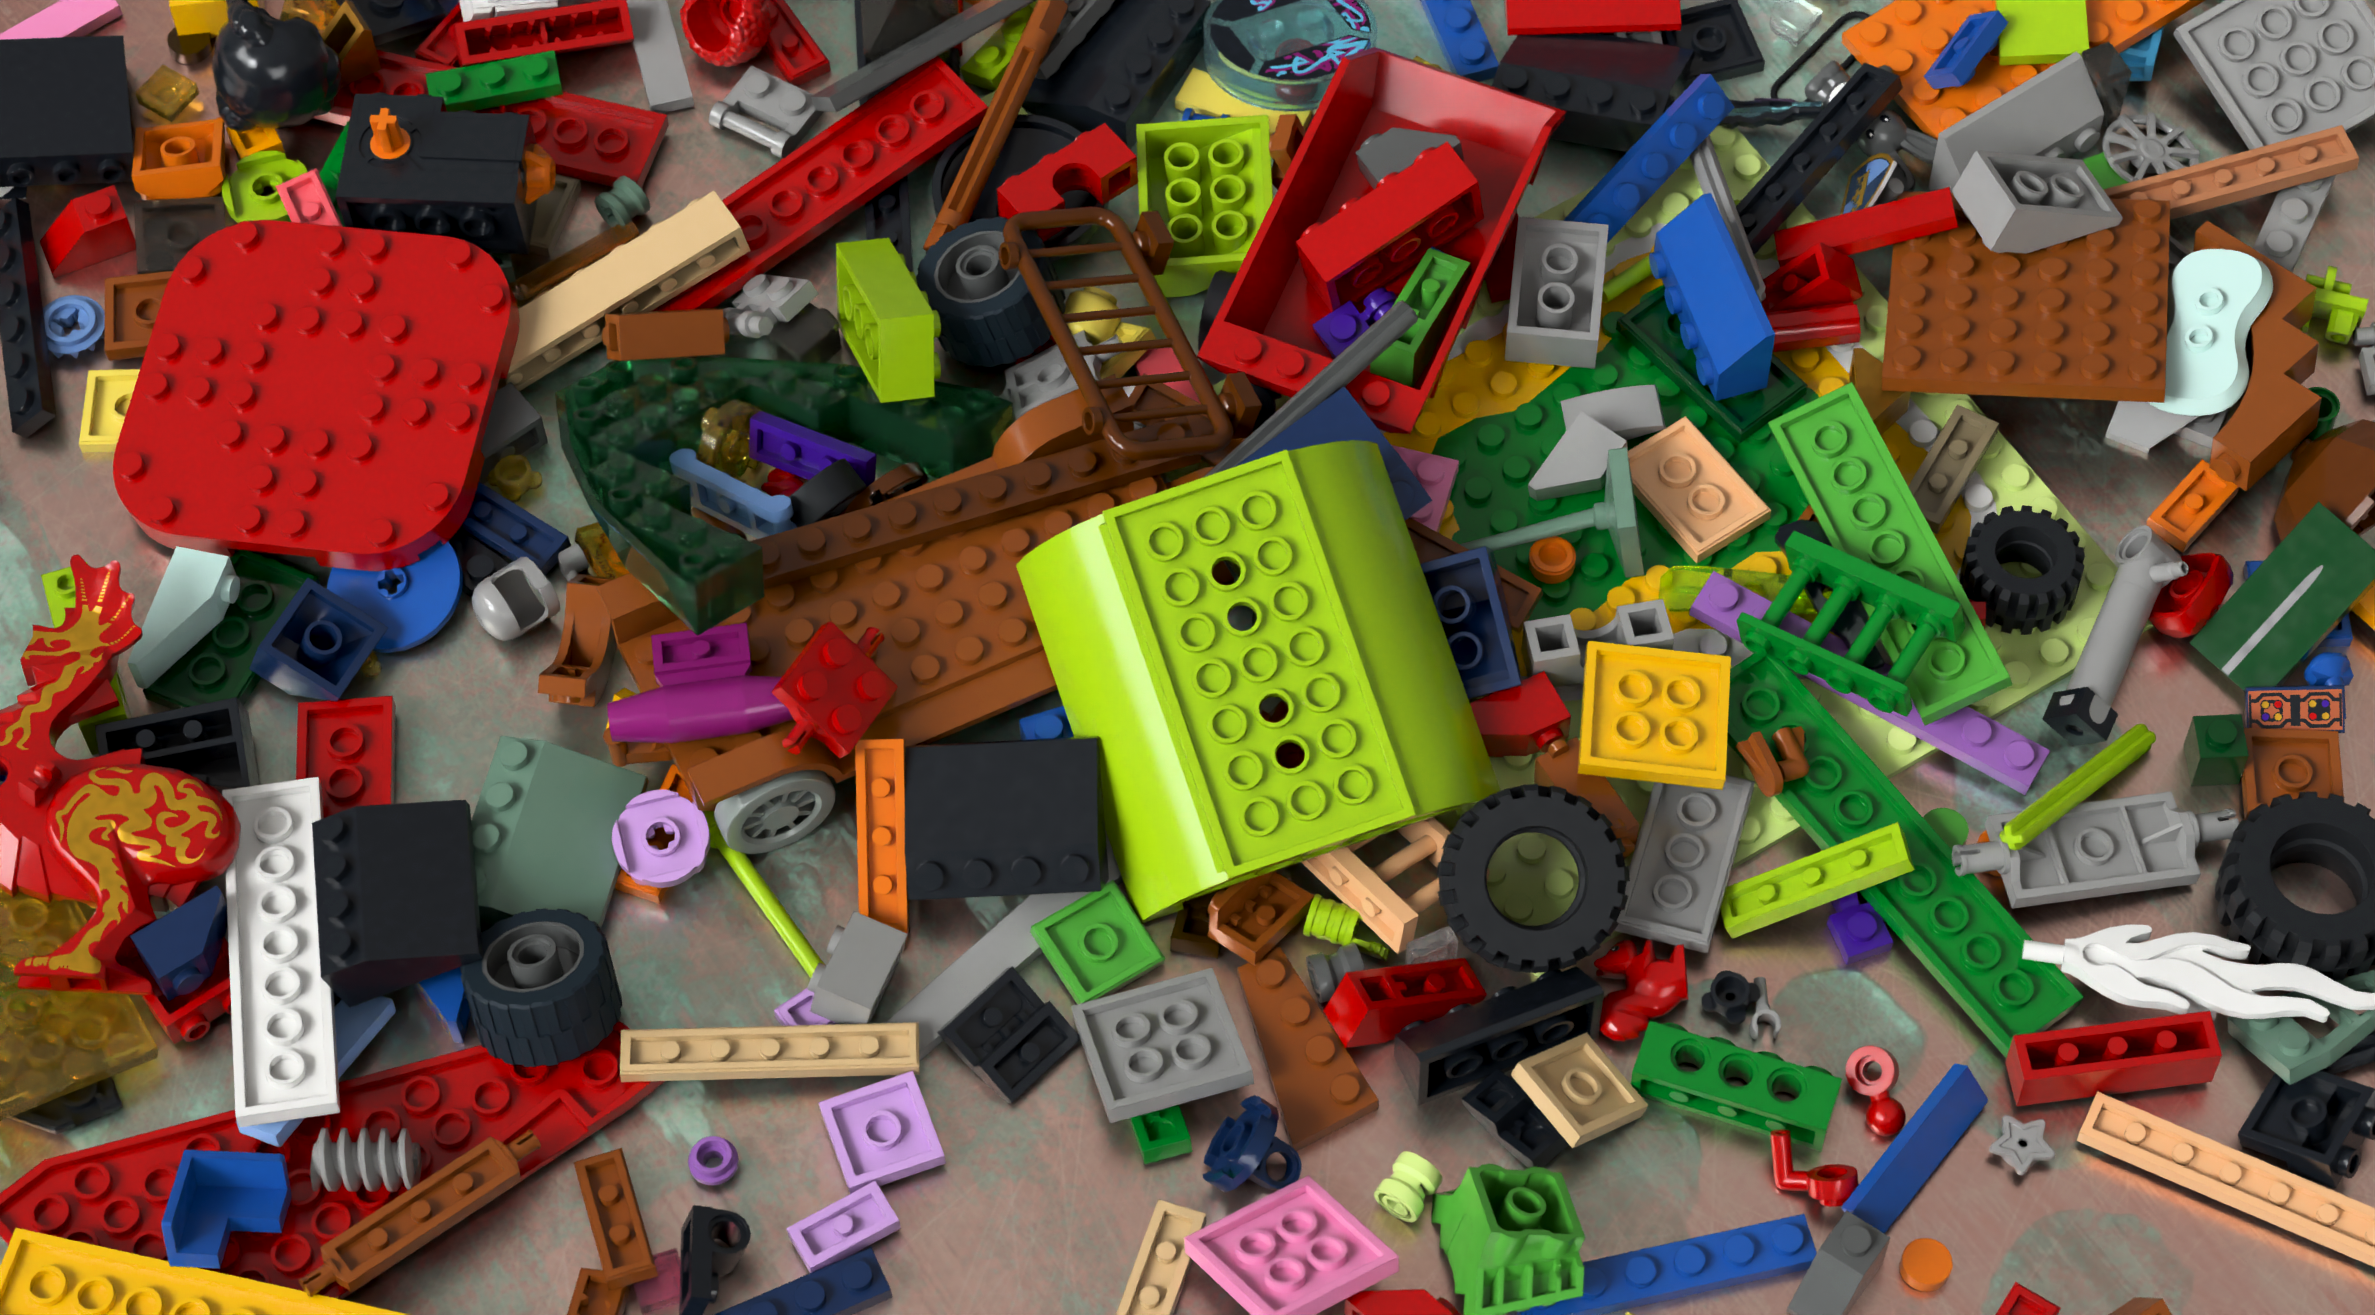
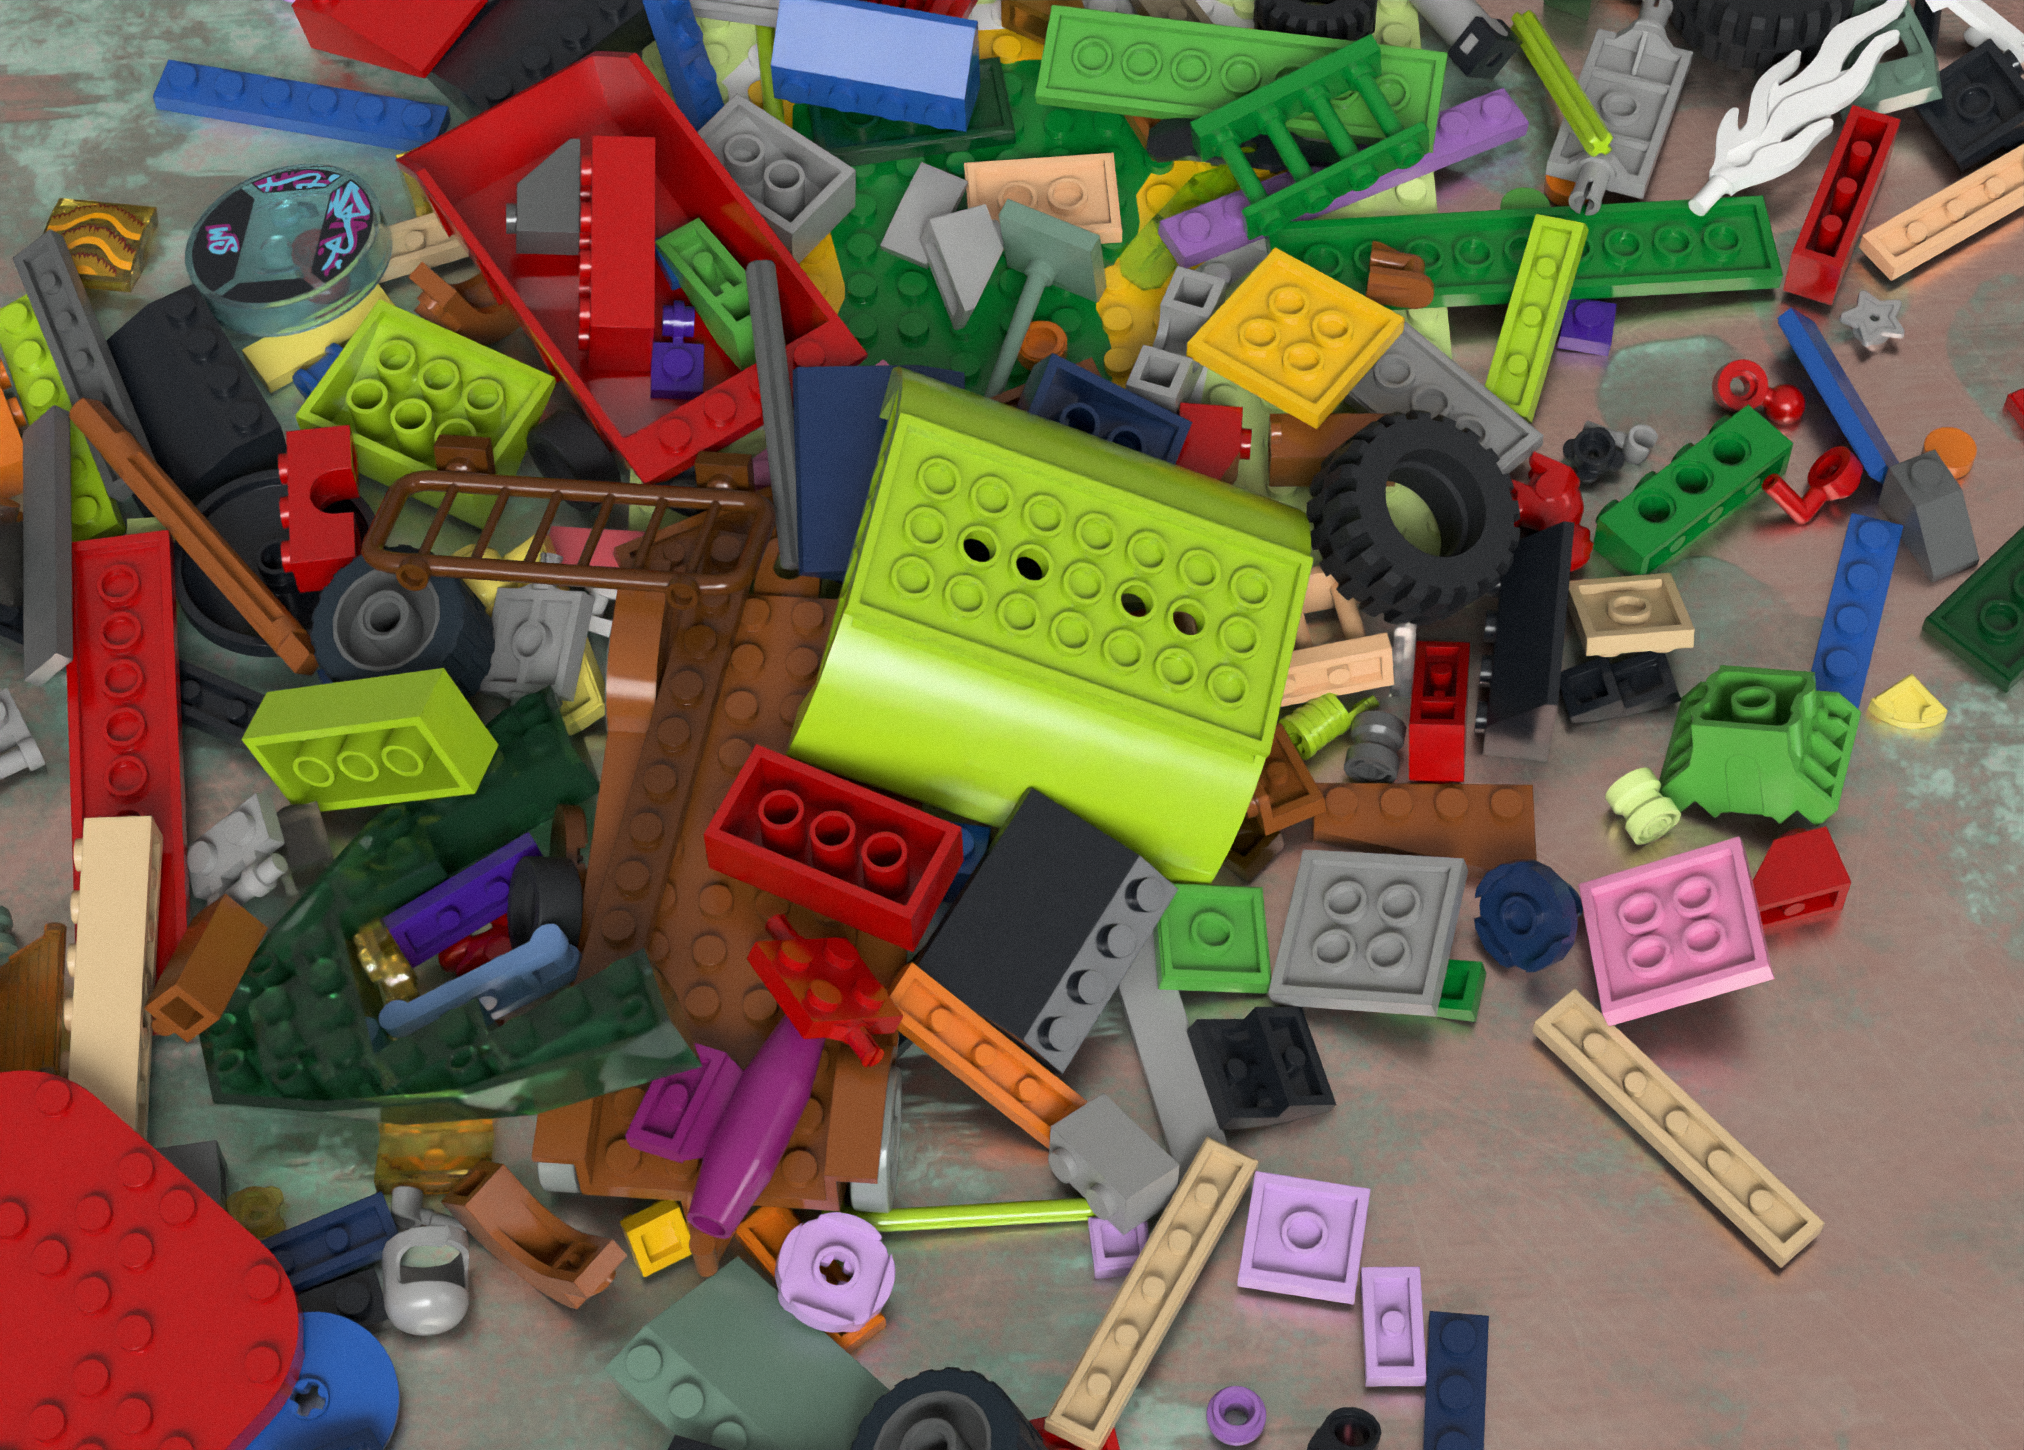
camera: 60 degrees left, 0 degrees up
(955, 636) = (834, 847): none -> red brick

